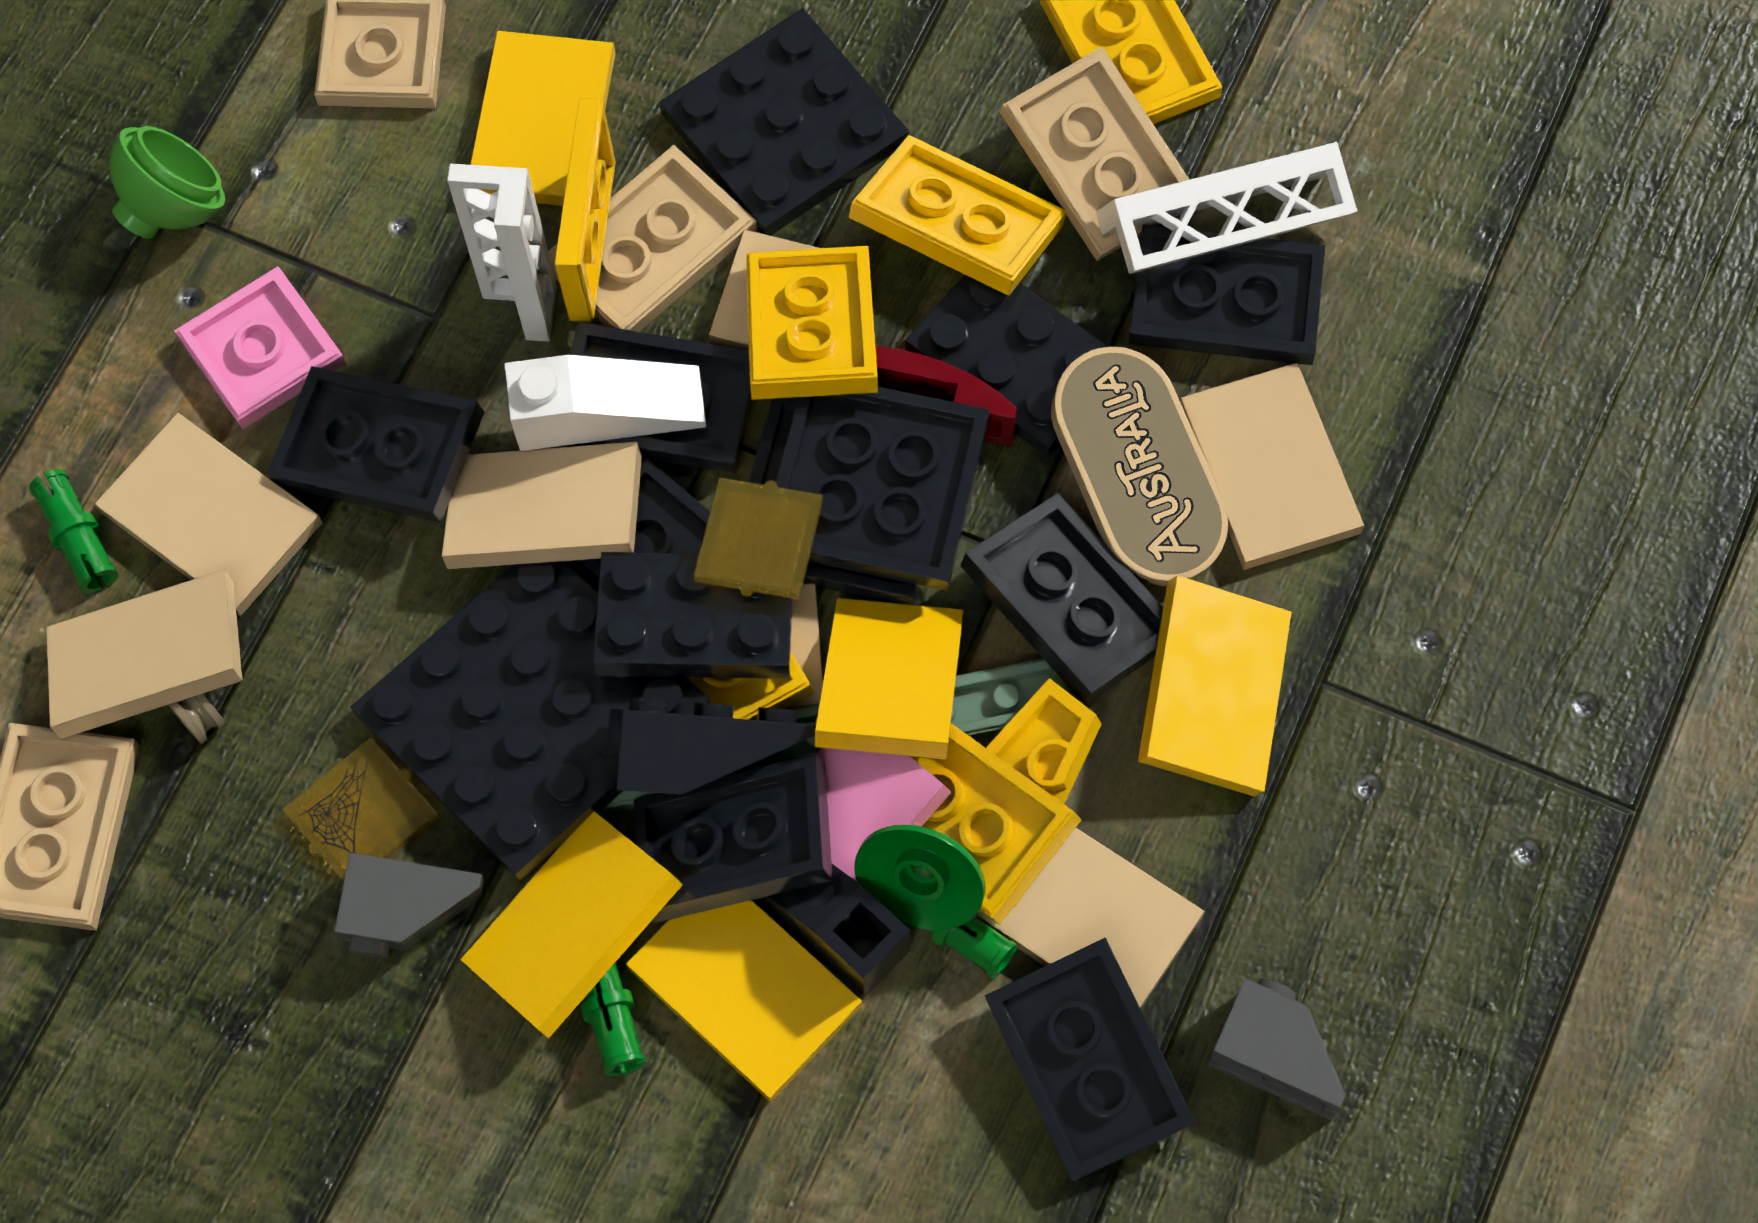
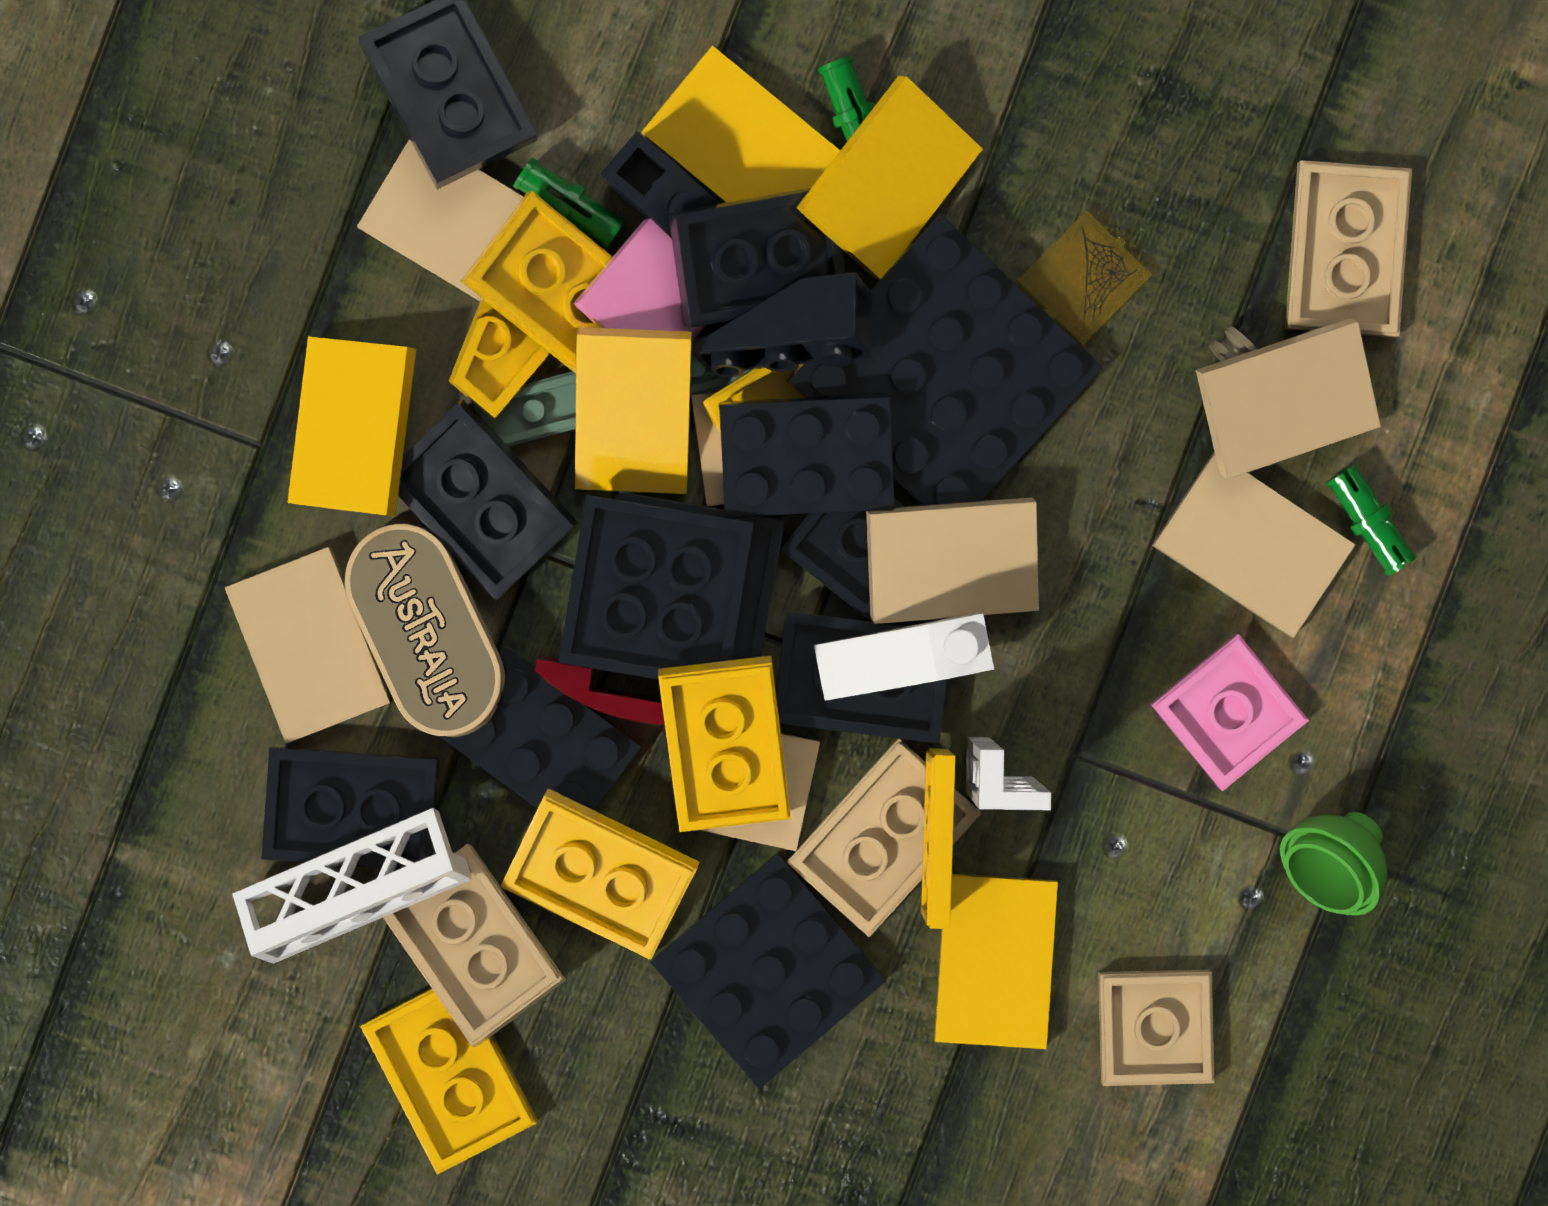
camera: 175 degrees right, 20 degrees up
(376, 443) = (1109, 611): black plate -> none
(399, 902) = (1036, 190): dark grey slope -> none
(758, 538) = (754, 522): clear yellow piece -> none
(921, 876) = (594, 219): green dish -> none
(1278, 1048) = (294, 111): dark grey slope -> none

